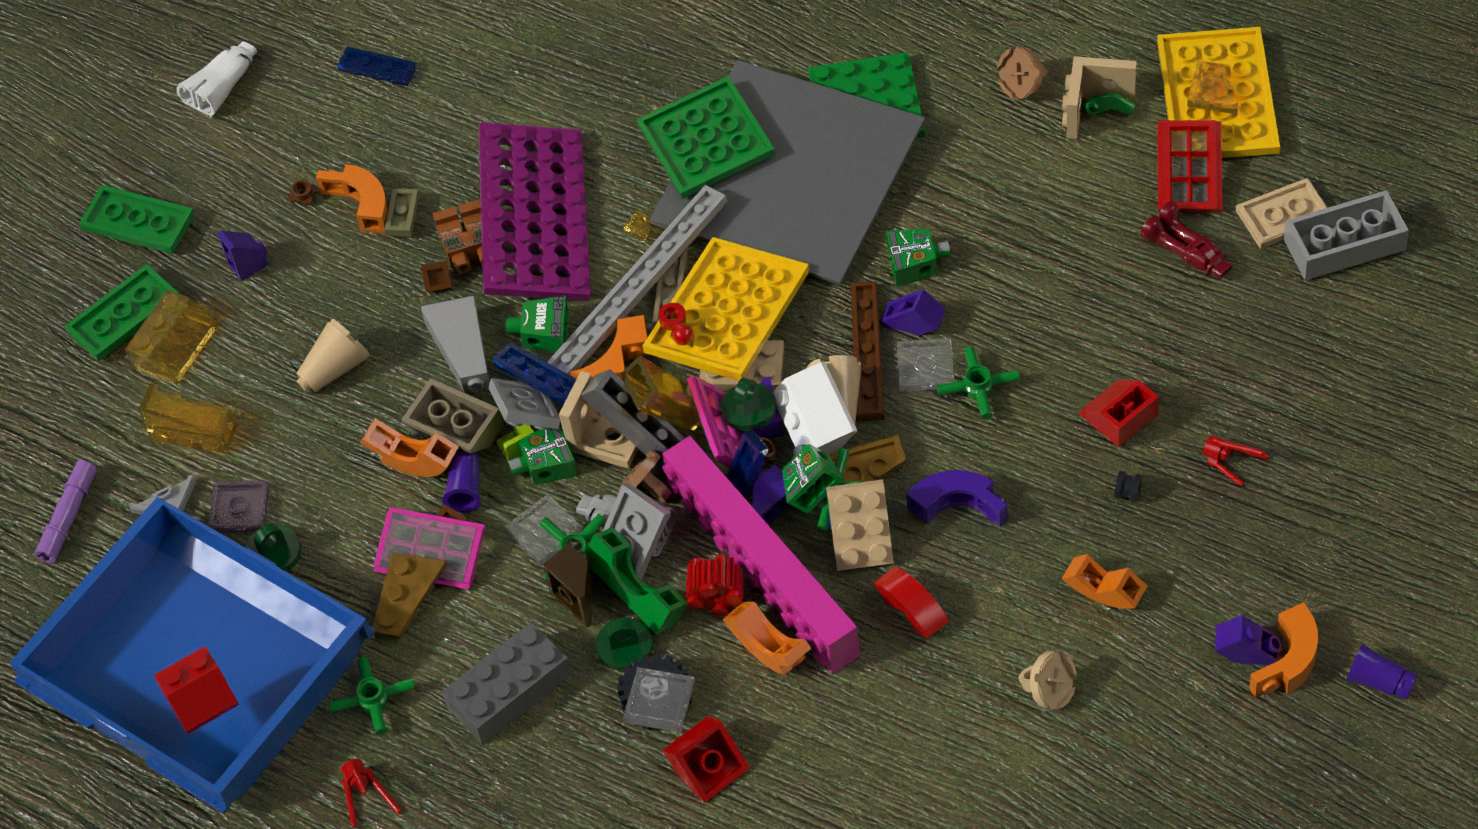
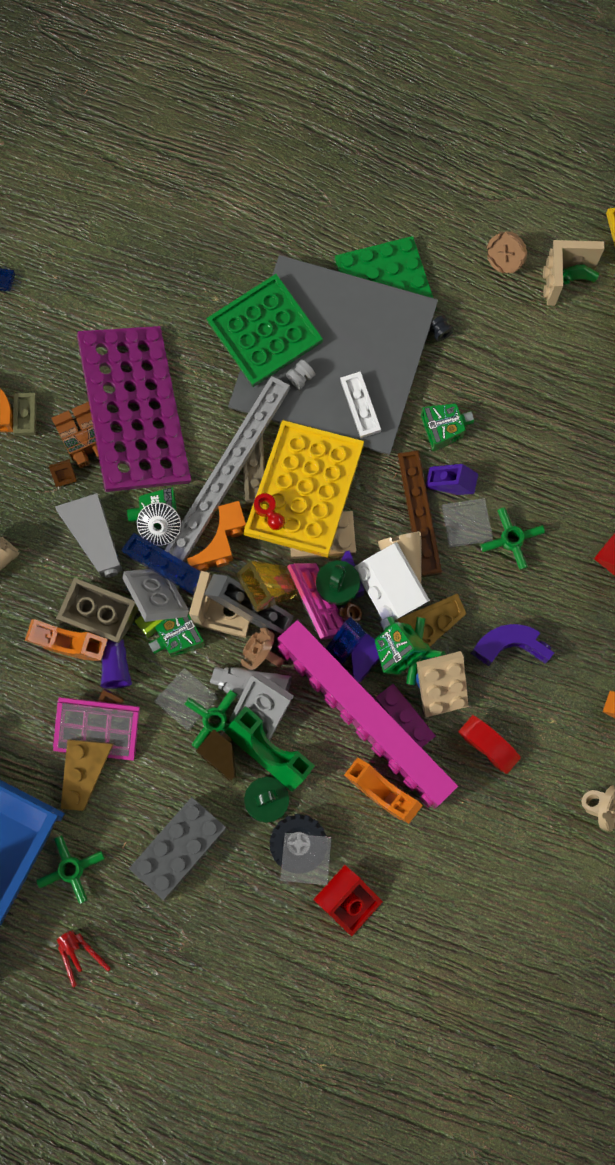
camera: 15 degrees left, 20 degrees up
(554, 335) = (161, 514): none -> dish
(638, 226) = (220, 412): clear yellow tile -> none
(714, 584) = (334, 746): red brick -> none
(741, 186) = (300, 374): none -> light grey wheel
(810, 223) = (360, 404): none -> white plate
(812, 560) = (405, 715): none -> magenta plate
(926, 151) = (441, 328): none -> black wheel

